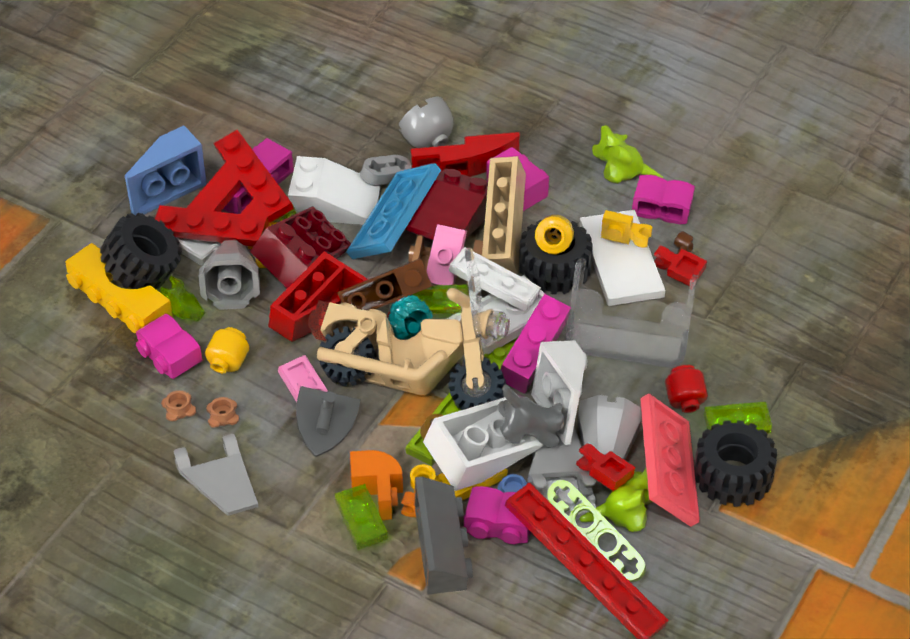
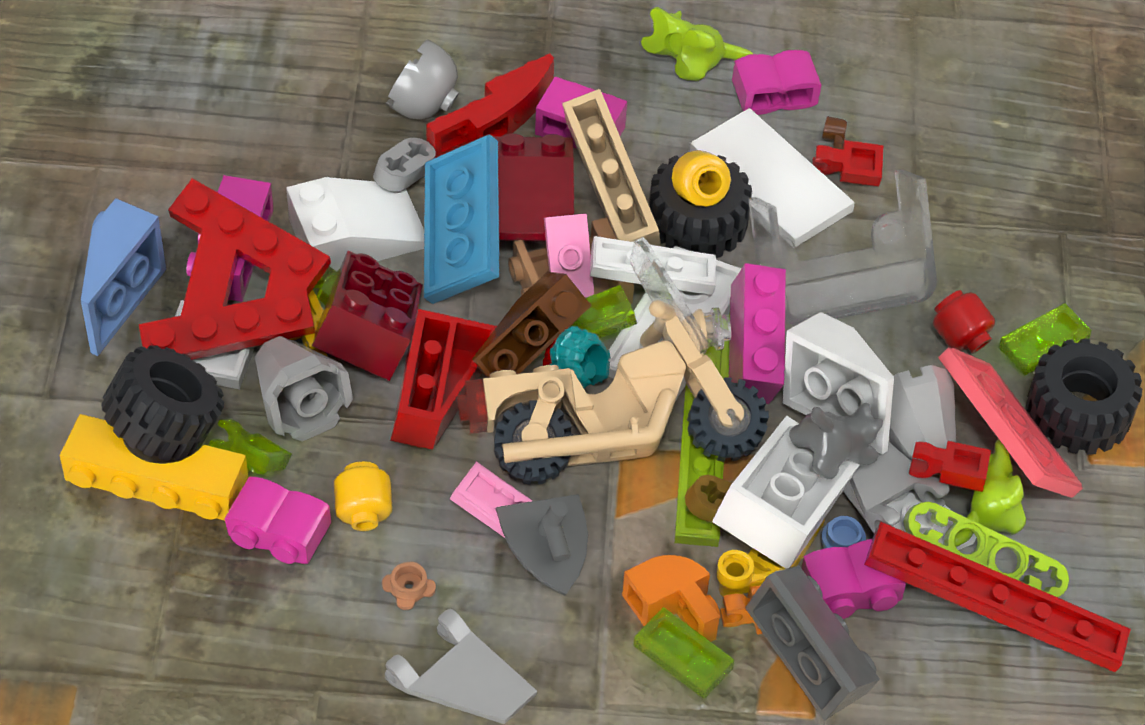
camera: 30 degrees left, 5 degrees up
(178, 405) = (343, 588): nougat plate -> none
(621, 229) = (759, 138): yellow plate -> none

